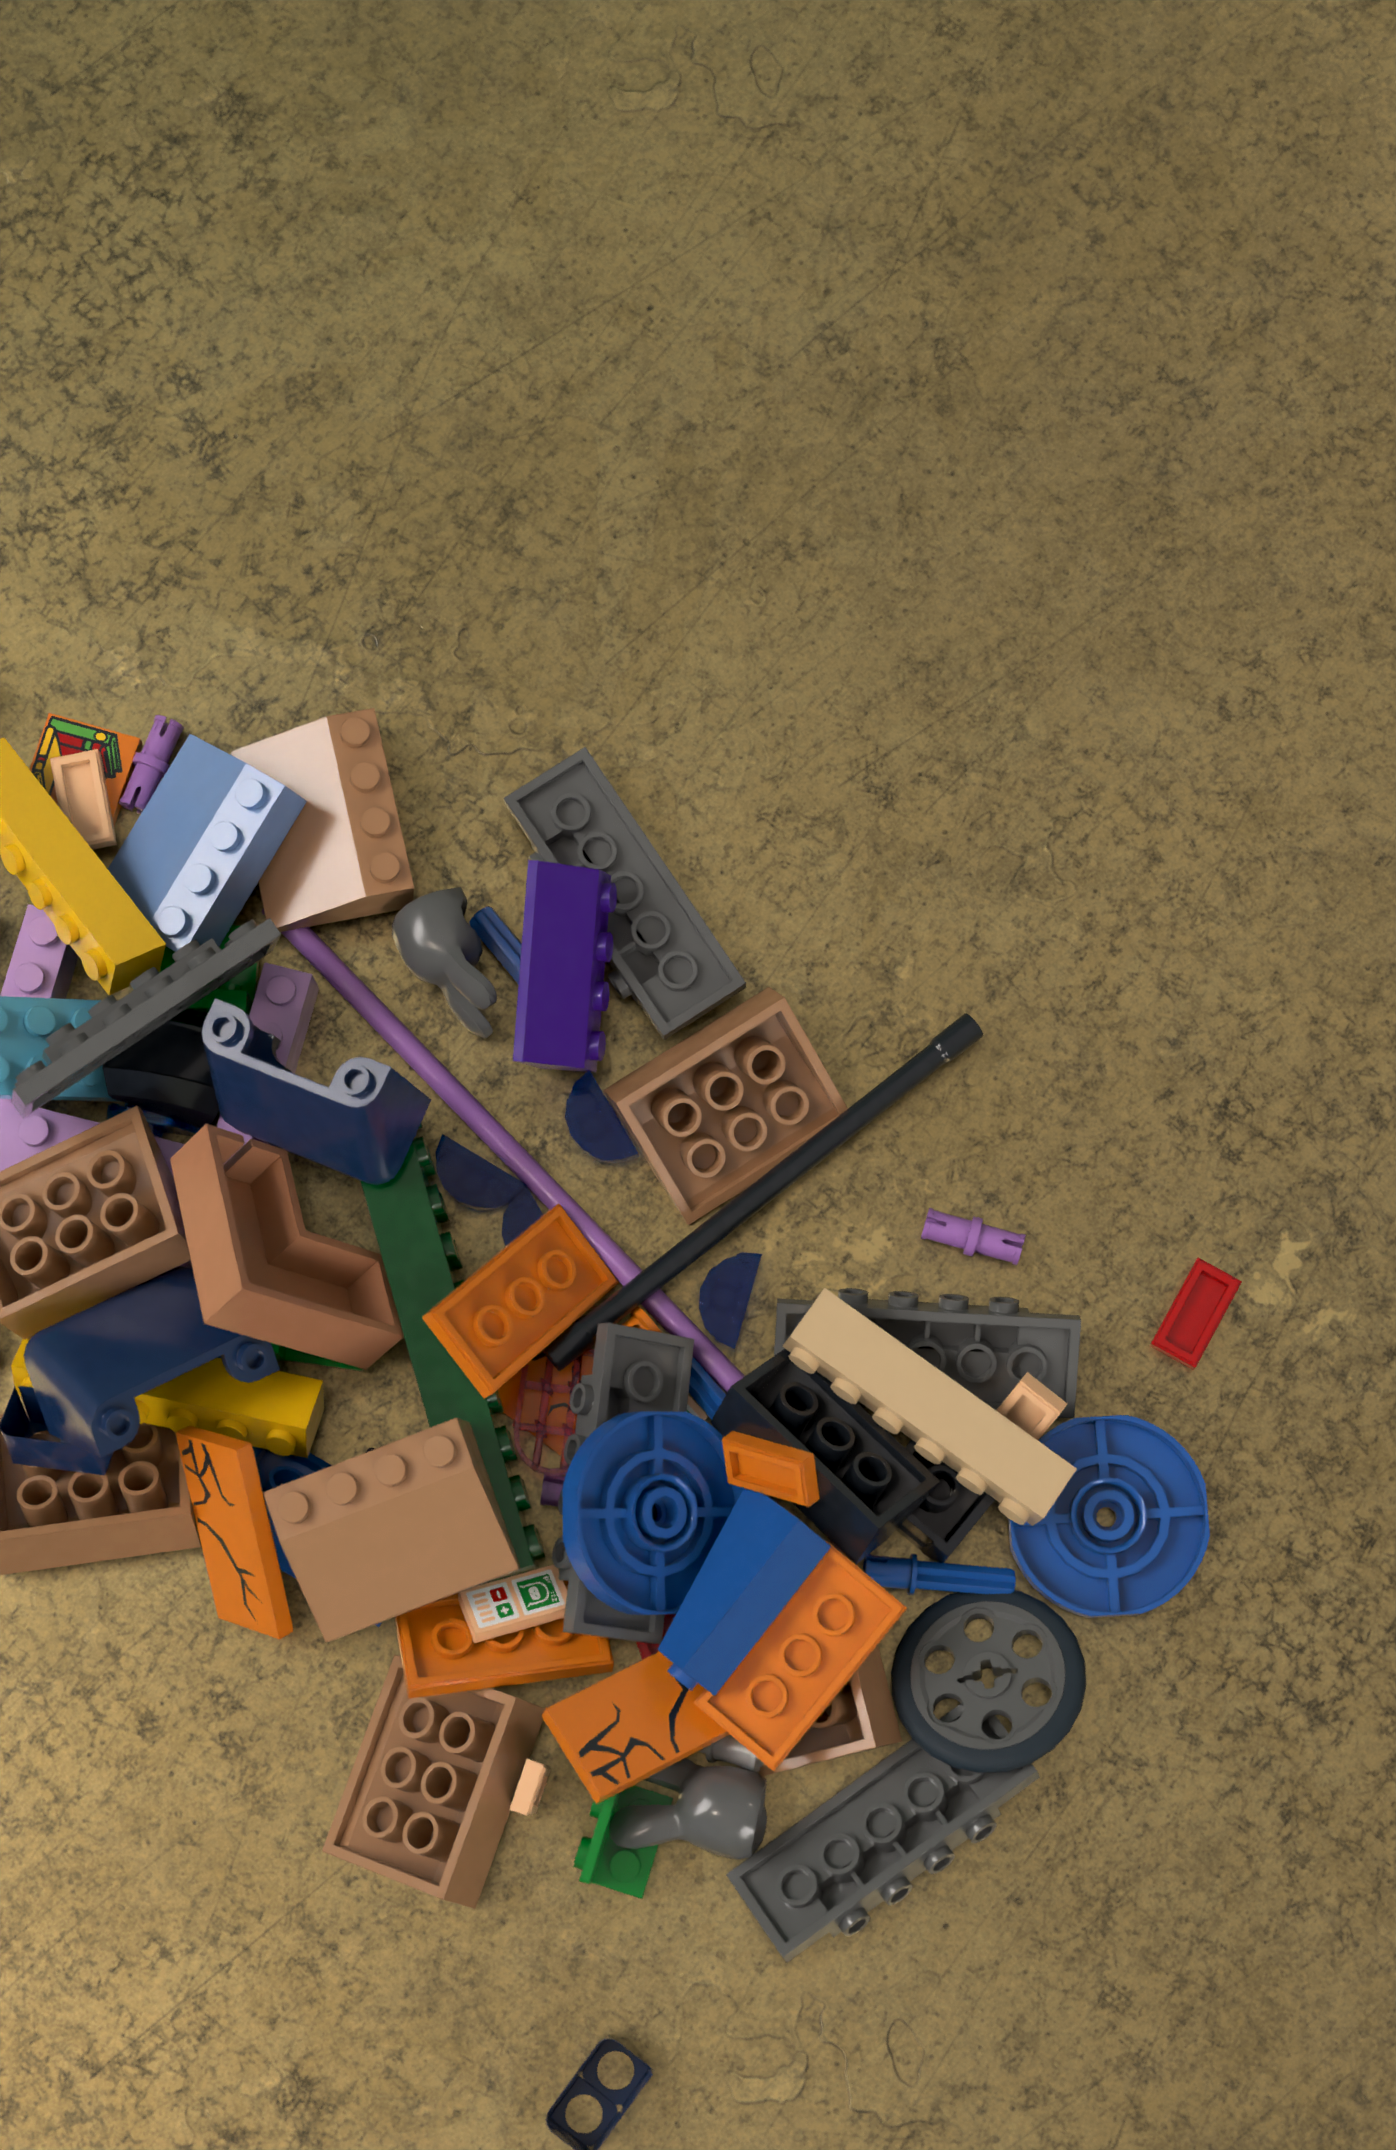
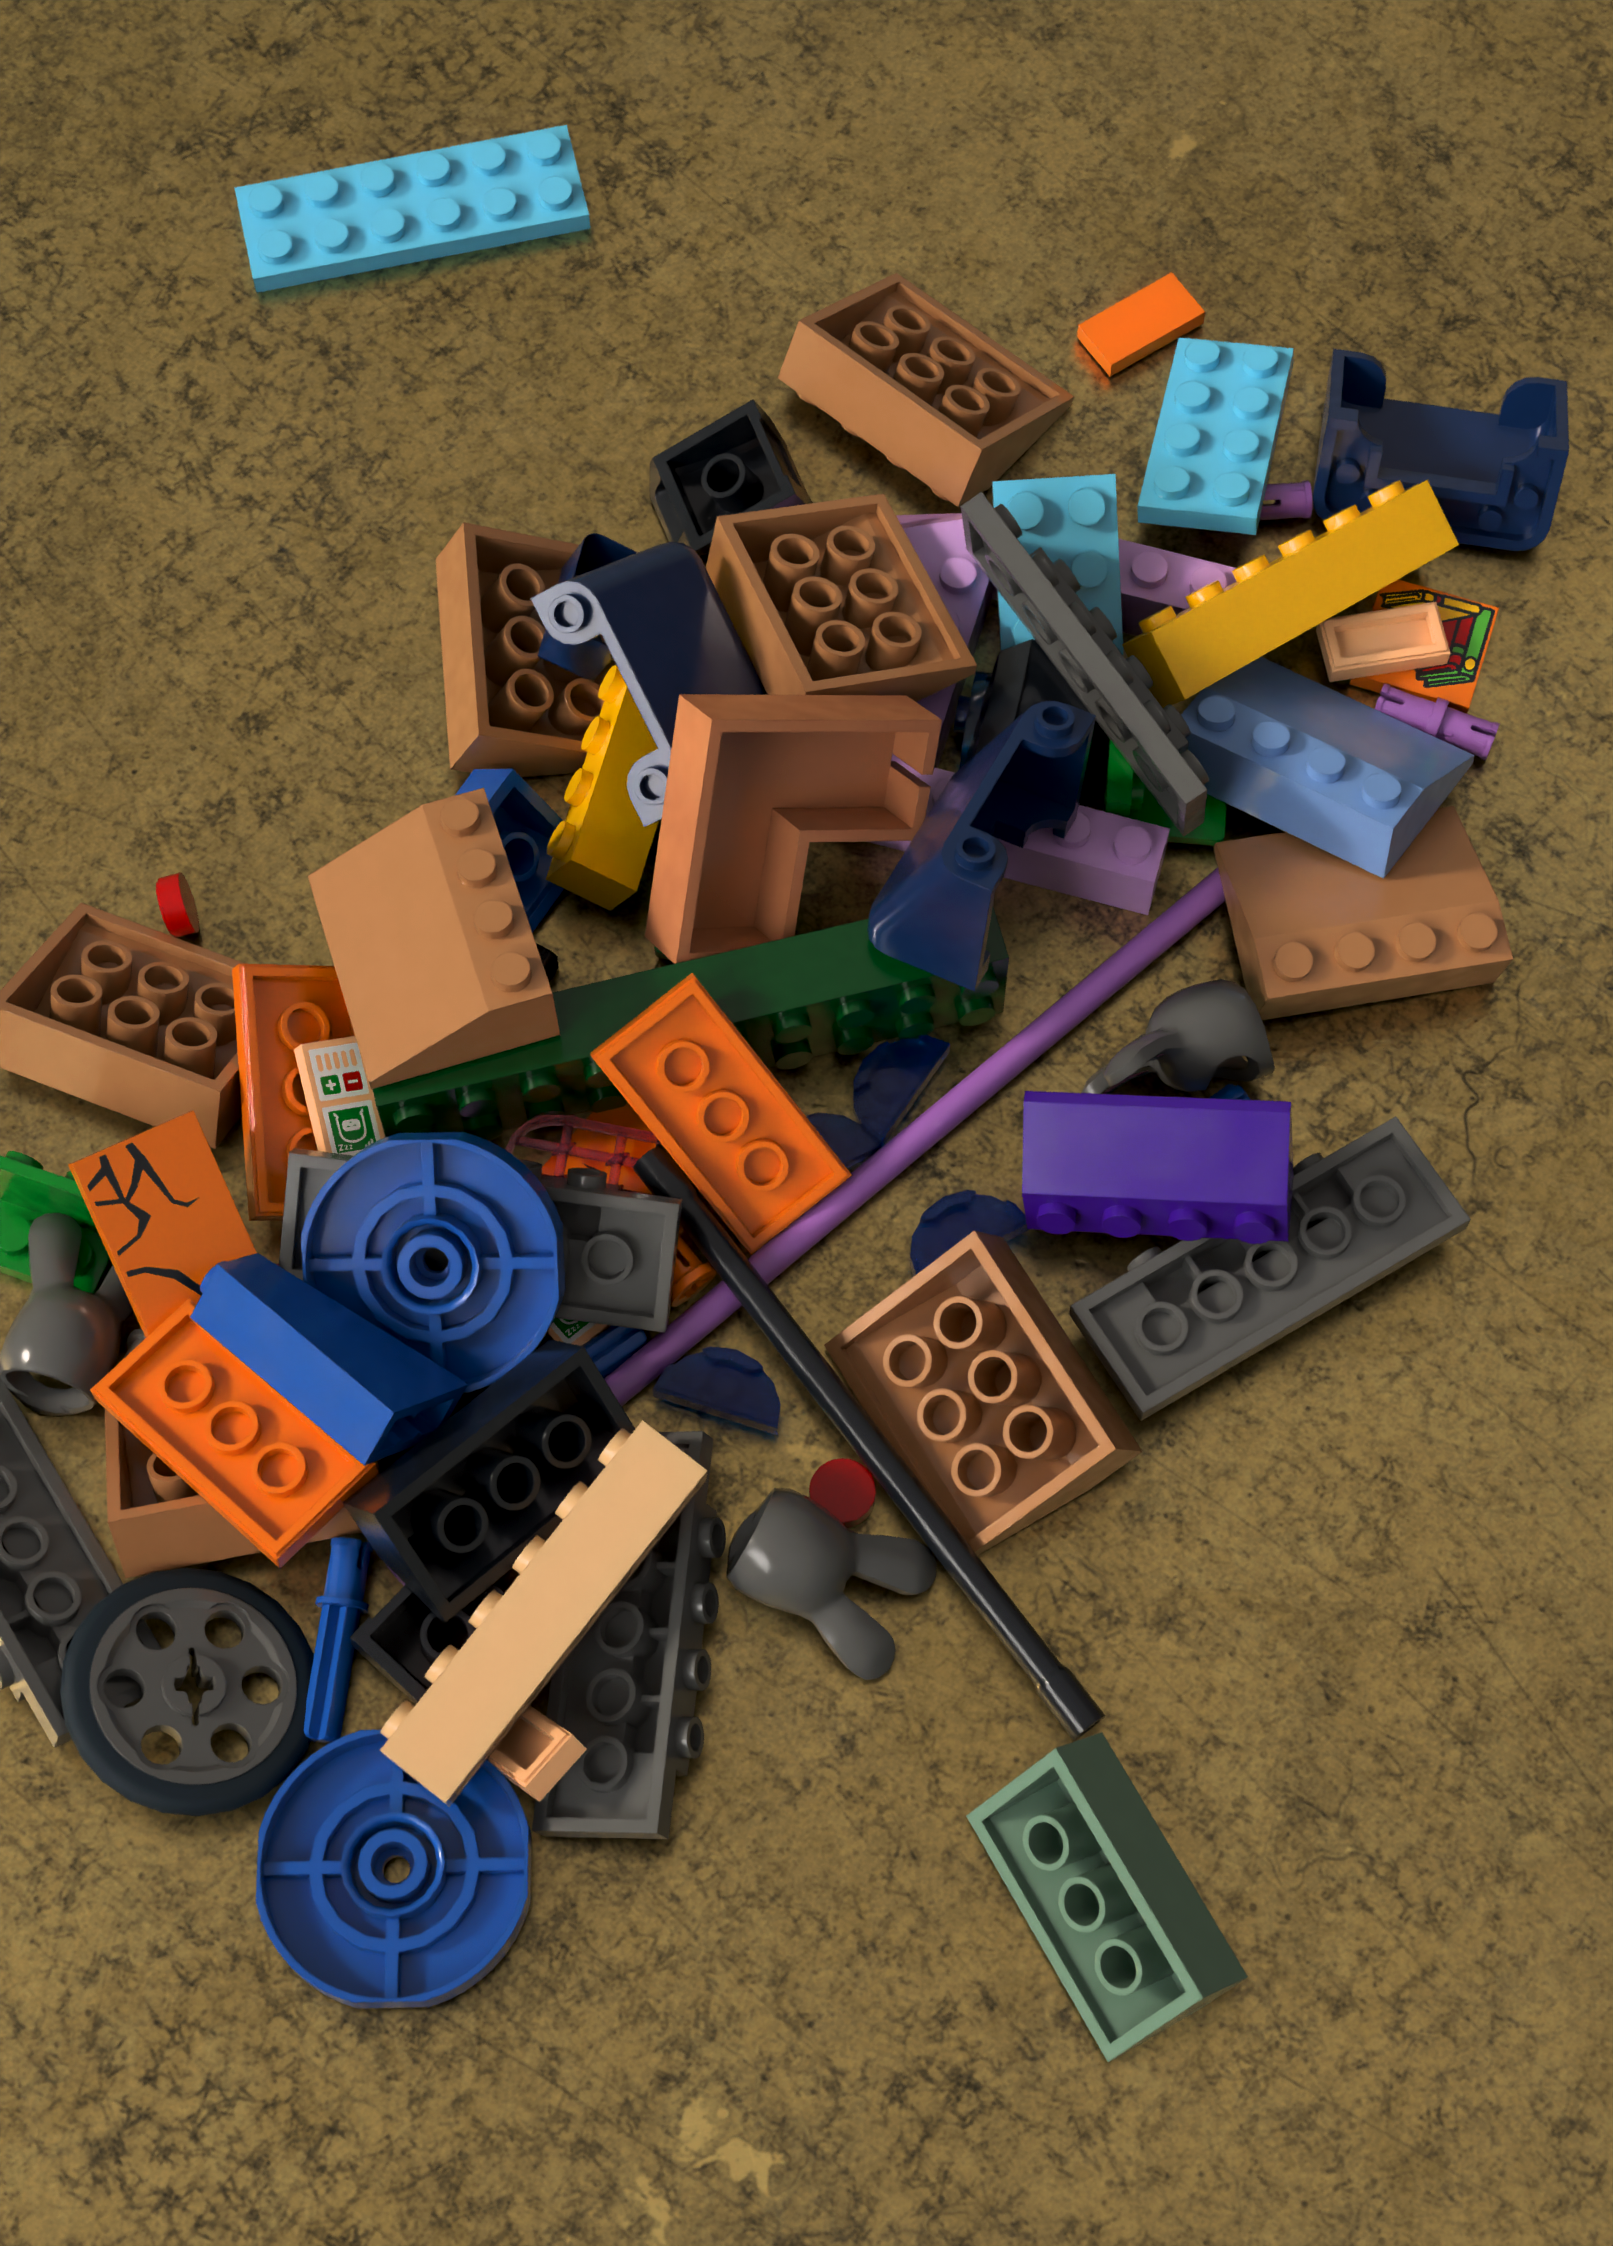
camera: 90 degrees right, 10 degrees down
(234, 1531) = (455, 776): orange tile -> none
(328, 1765) = (177, 905): none -> red tile
(530, 1788) = (109, 1110): light nougat tile -> none
(770, 1468) = (473, 1397): orange tile -> none
(805, 1206) = (844, 1490): none -> red tile
(869, 1221) = (801, 1557): none -> dark grey piece
(973, 1236) = (791, 1711): medium lavender pin -> none
(1095, 1011) = (1105, 1895): none -> sand green slope
(1195, 1313) = (670, 2016): red tile -> none

